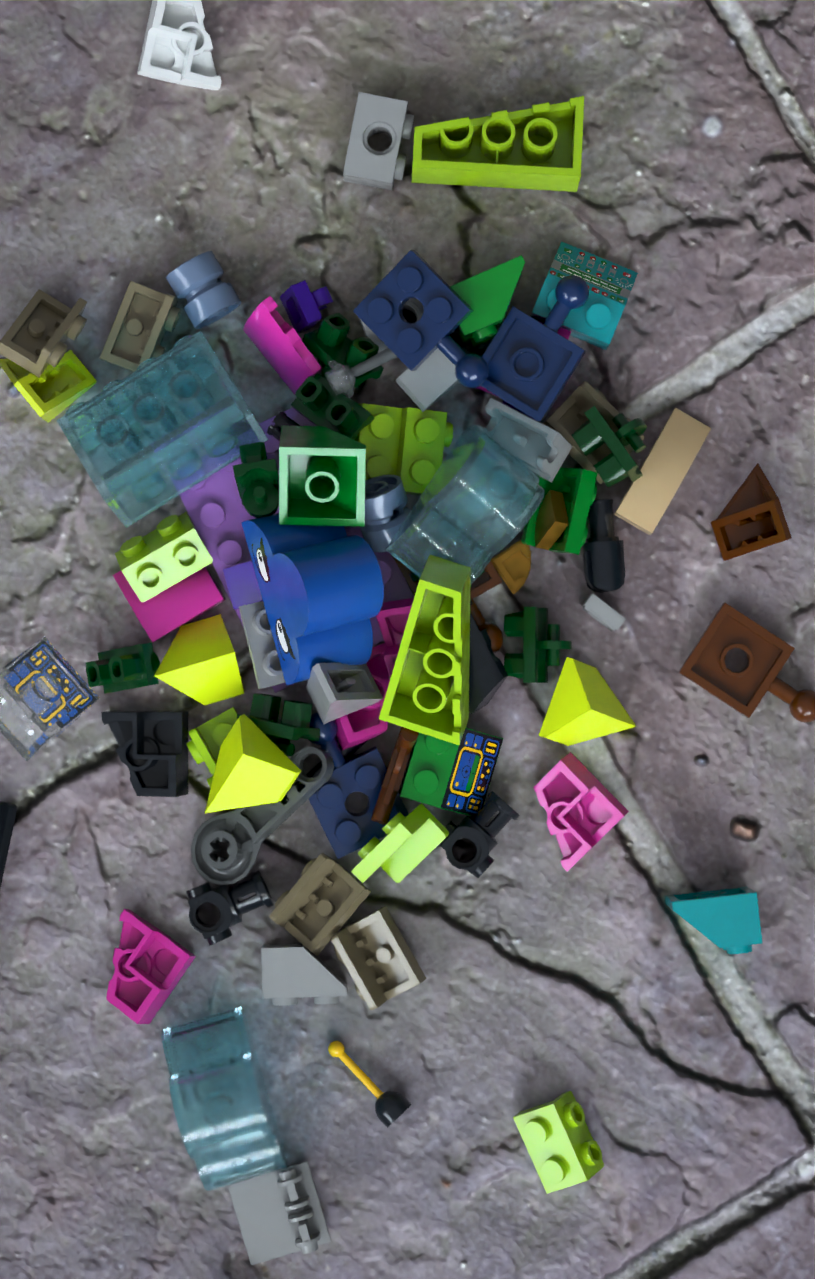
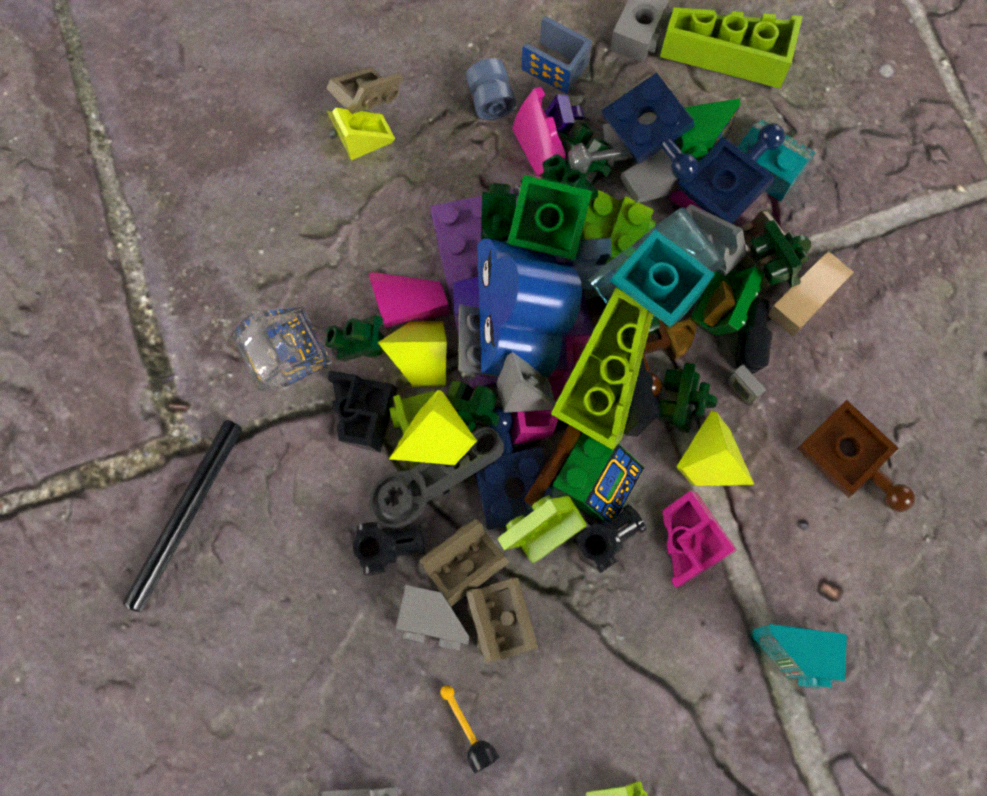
camera: 15 degrees right, 15 degrees down
(140, 327) = (437, 107): dark tan bracket -> none
(145, 968) = (305, 584): dark pink slope -> none
(161, 429) = (433, 166): clear light blue brick -> none
(163, 556) = (410, 266): bracket -> none
(222, 1099) = (337, 714): clear light blue brick -> none
(287, 198) = (563, 42): none -> sand blue piece
(469, 560) = (663, 278): none -> teal slope
(751, 518) = (879, 344): reddish brown slope -> none

